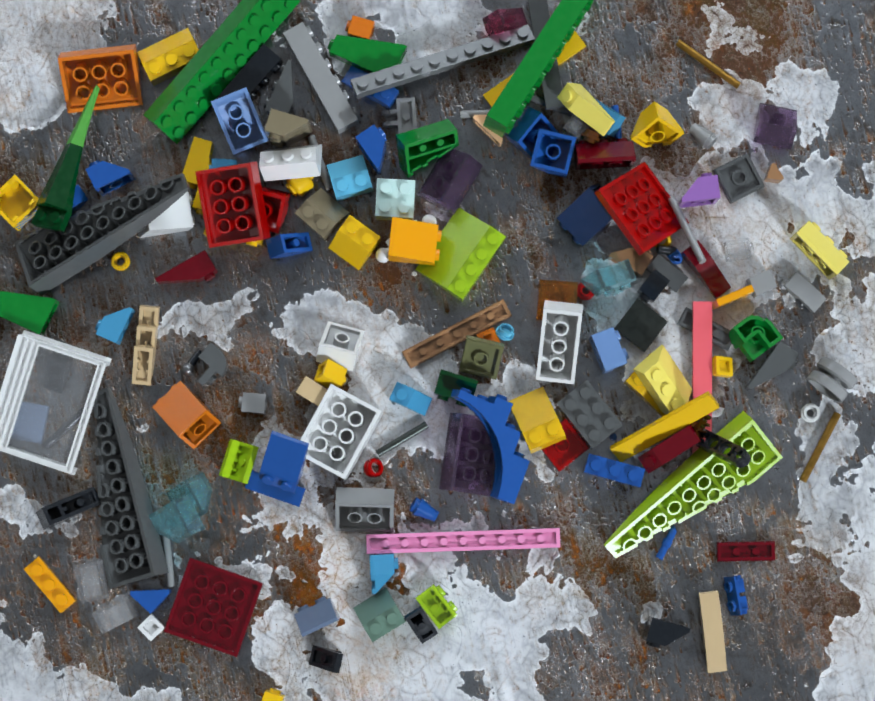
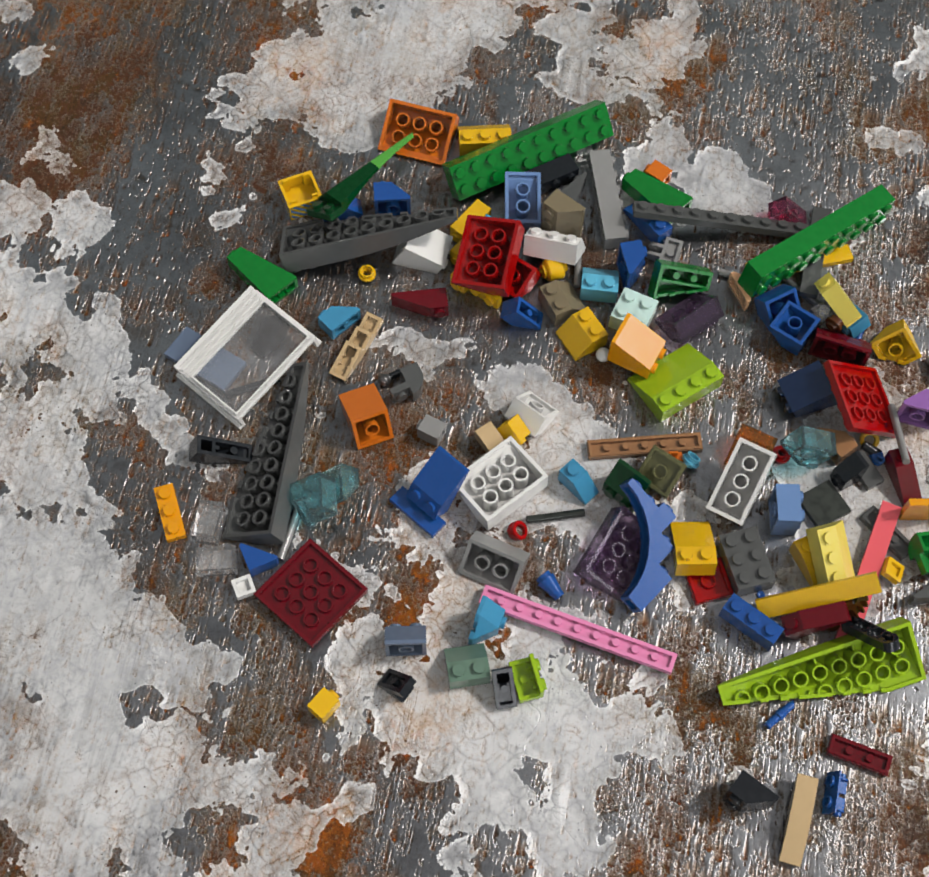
camera: 20 degrees right, 20 degrees down
(238, 461) = (394, 472): lime bracket -> none

